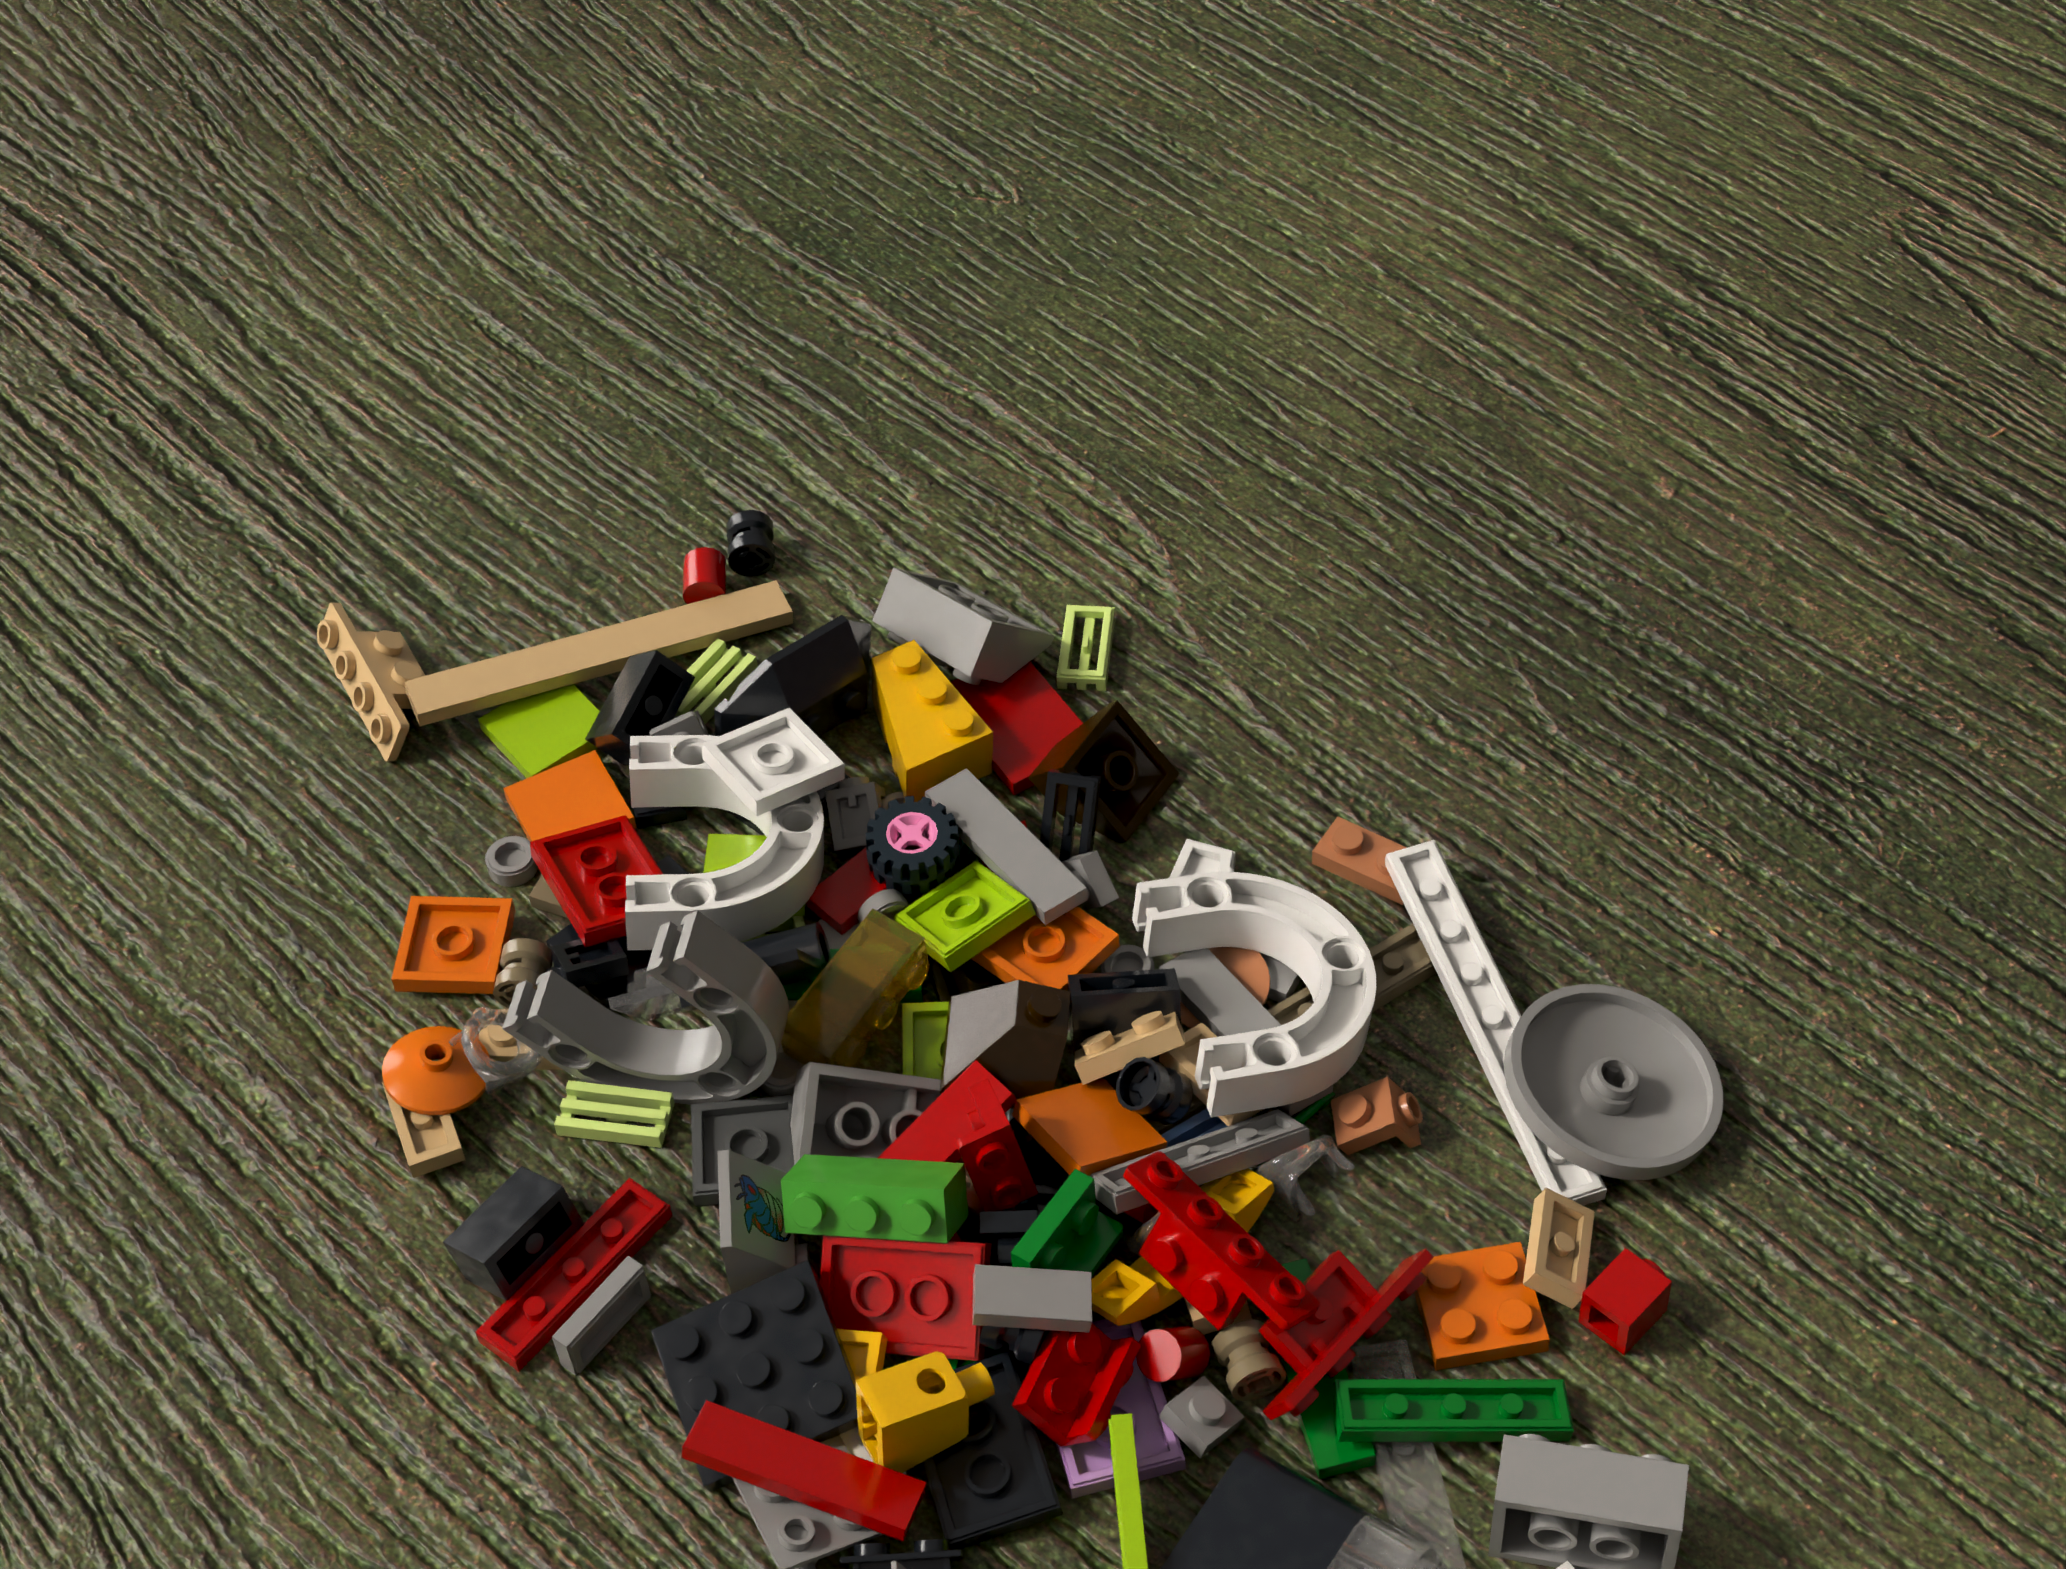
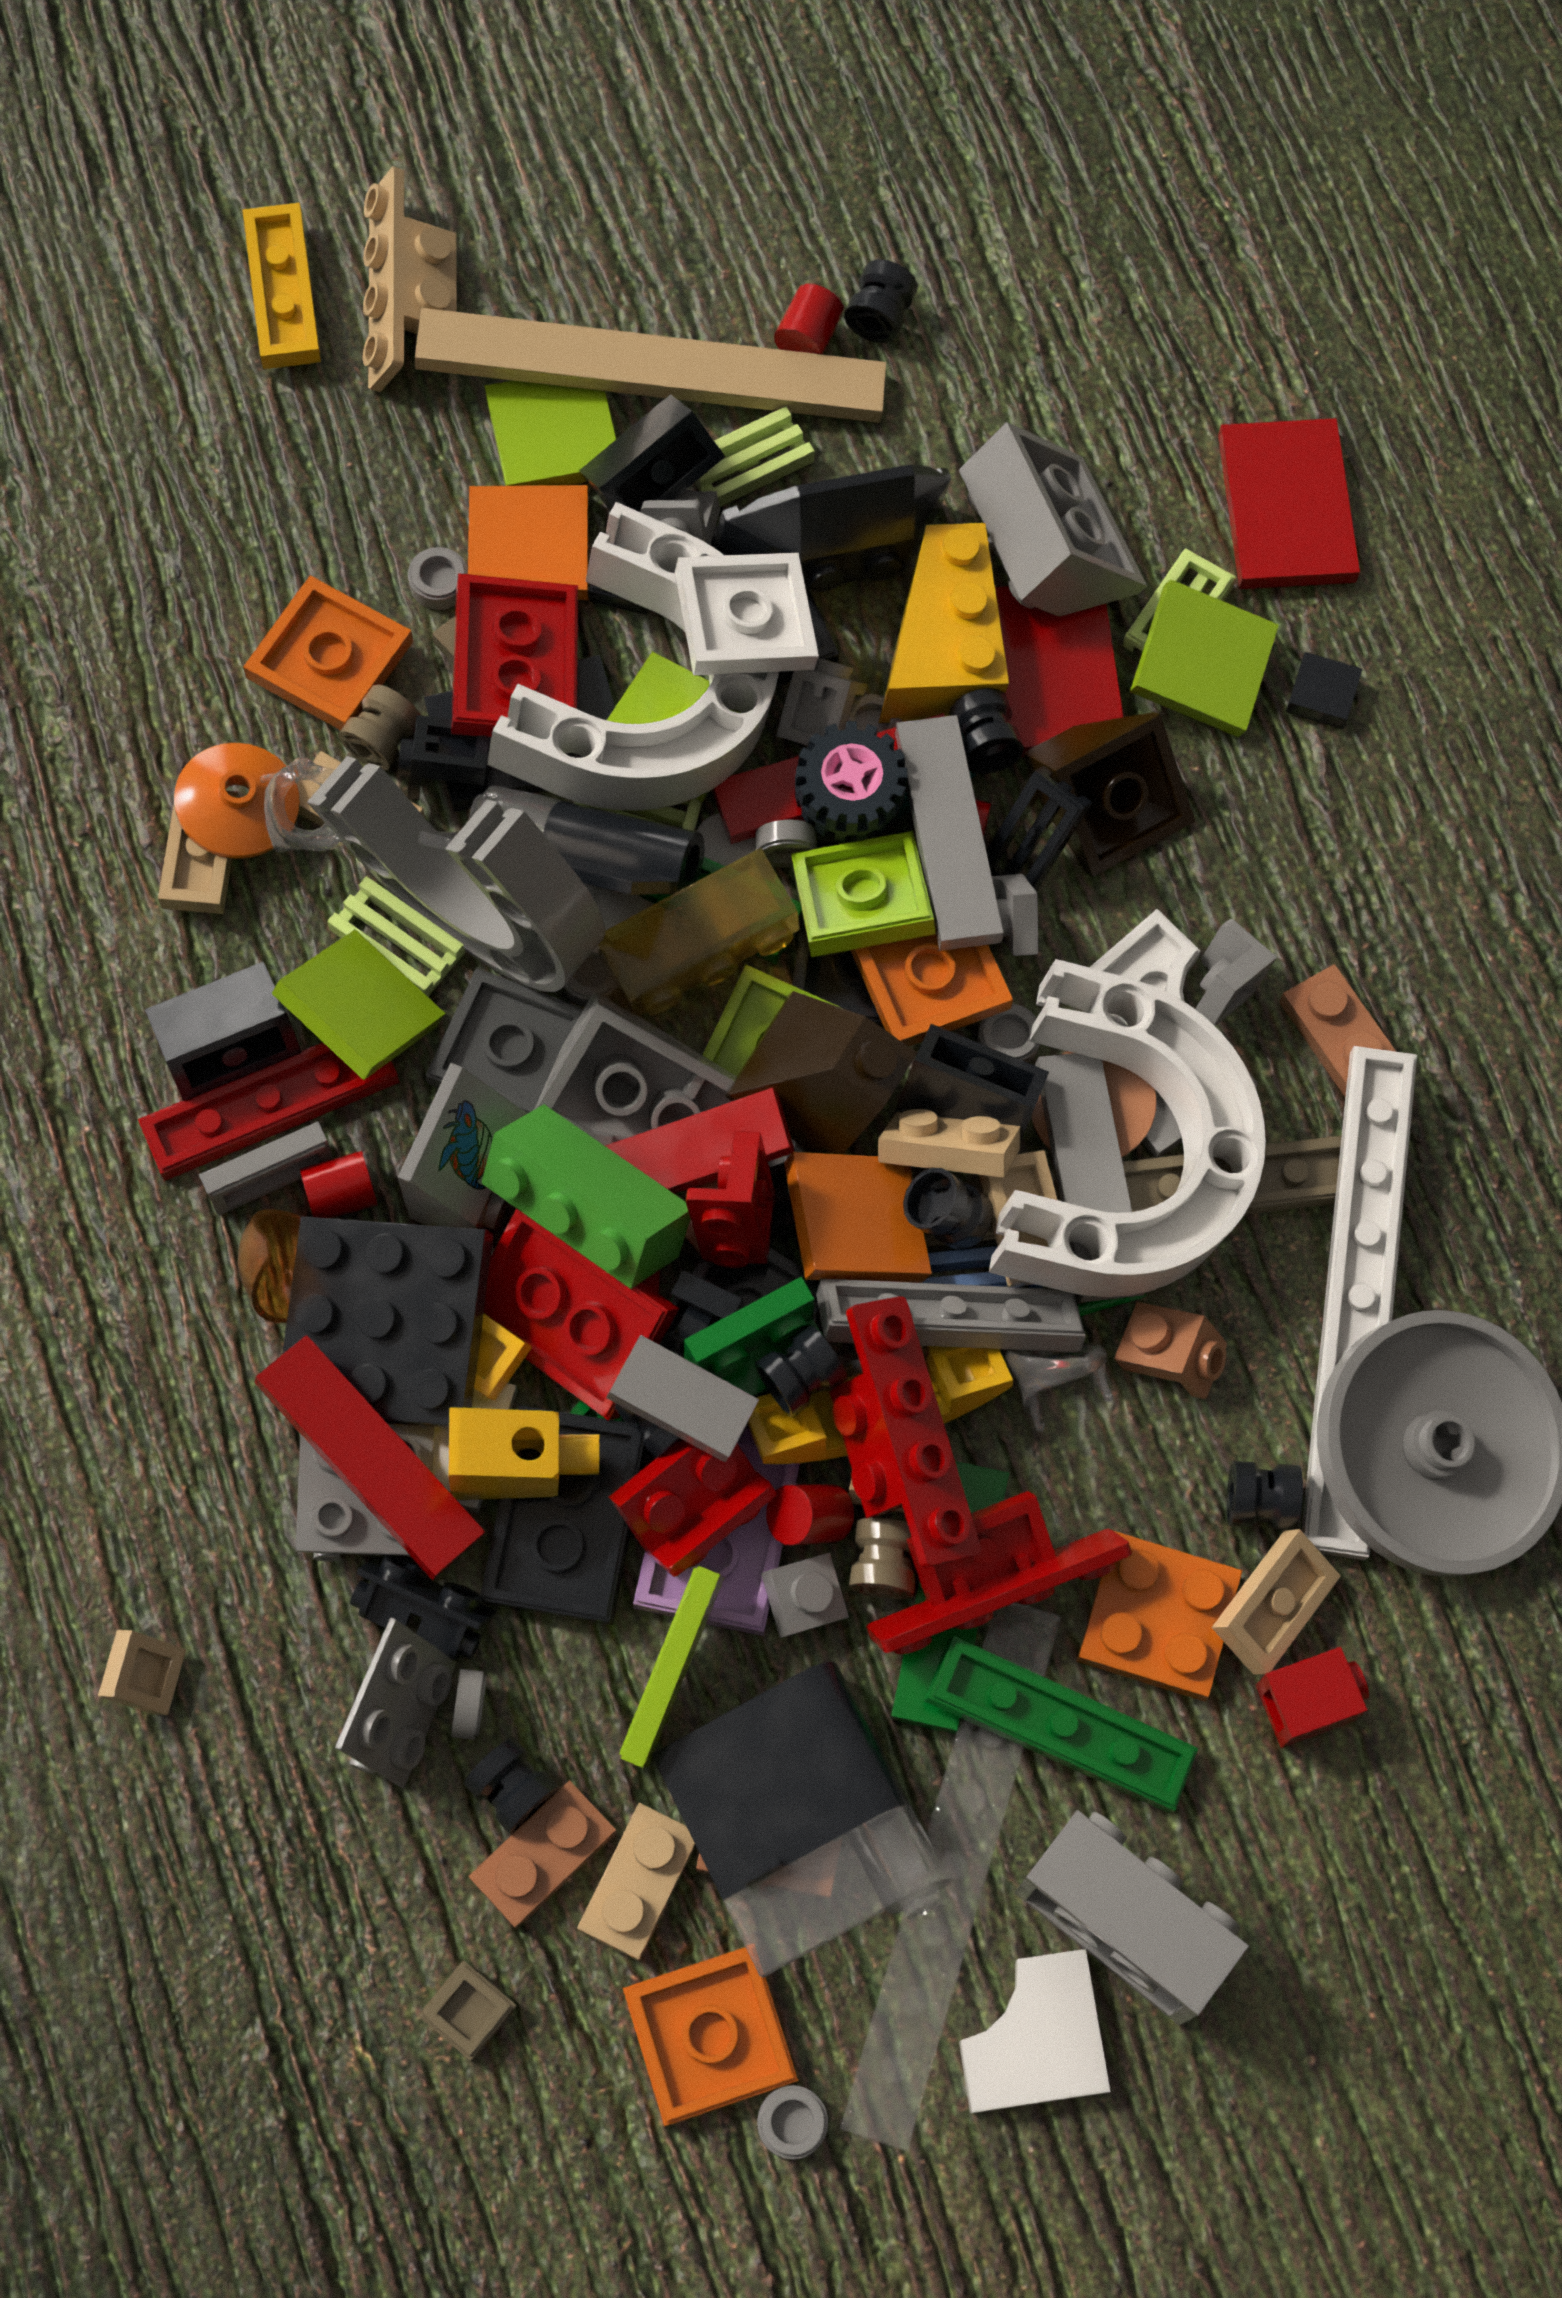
camera: 20 degrees right, 20 degrees up
(281, 720) = (281, 286): none -> yellow plate
(613, 1163) = (358, 1004): none -> lime tile
(642, 1377) = (268, 1261): none -> clear orange helmet
(666, 1299) = (338, 1186): none -> red piece
(999, 774) = (986, 733): none -> black wheel
(1112, 1239) = (806, 1368): none -> black wheel
(1123, 548) = (1288, 503): none -> red tile
(1123, 664) = (1204, 658): none -> lime tile
(1221, 651) = (1324, 690): none -> black tile
(1266, 845) = (1236, 970): none -> light grey bracket
(1504, 1182) = (1264, 1495): none -> black wheel

